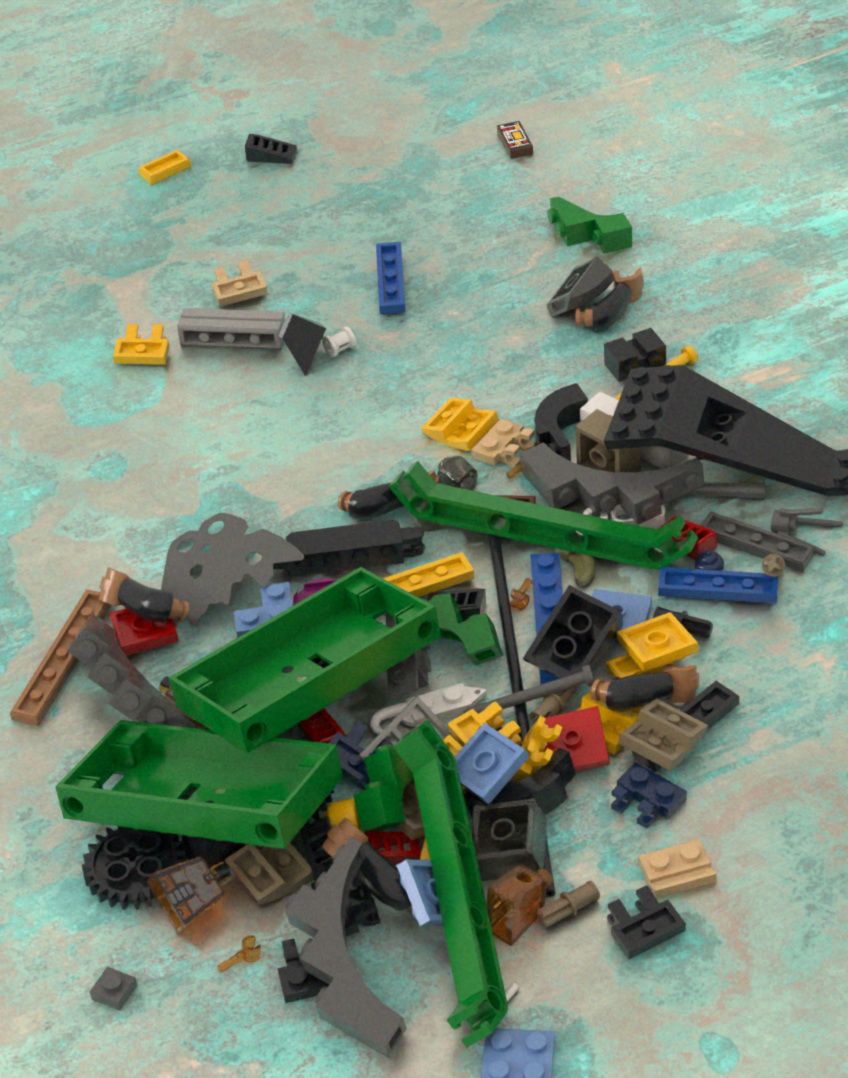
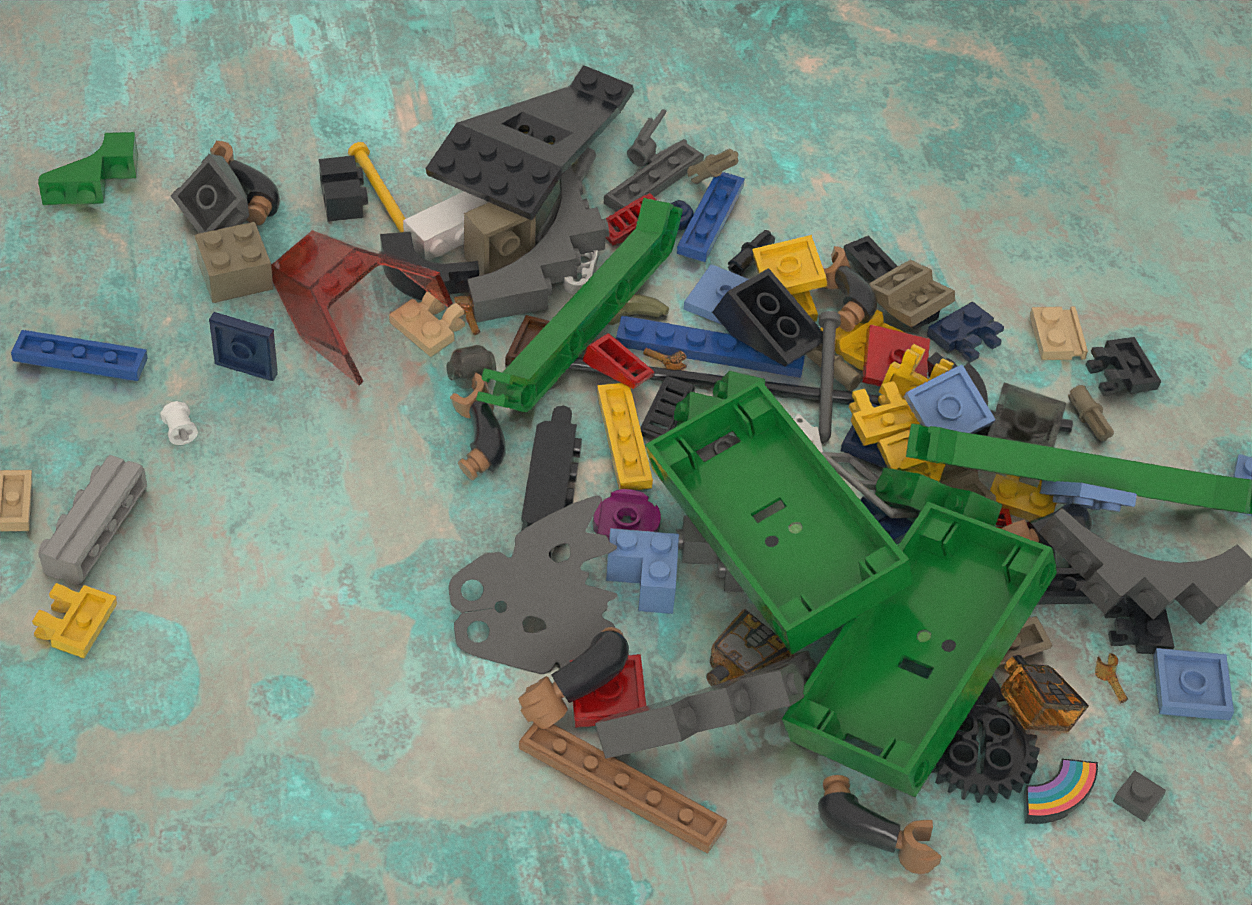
camera: 85 degrees left, 5 degrees up
(39, 794) = (849, 818): none -> piece
(105, 932) = (1061, 794): none -> tile
(242, 1014) = (1193, 684): none -> medium blue plate
(302, 339) = (172, 443): black slope -> none
(416, 344) = (243, 346): none -> dark blue plate
(460, 424) = (380, 350): yellow slope -> none
(492, 538) = (611, 356): none -> red slope
(515, 901) = (1097, 432): clear orange torso -> none
(517, 320) = (233, 262): none -> dark tan brick
(527, 381) = (321, 272): none -> clear red windscreen

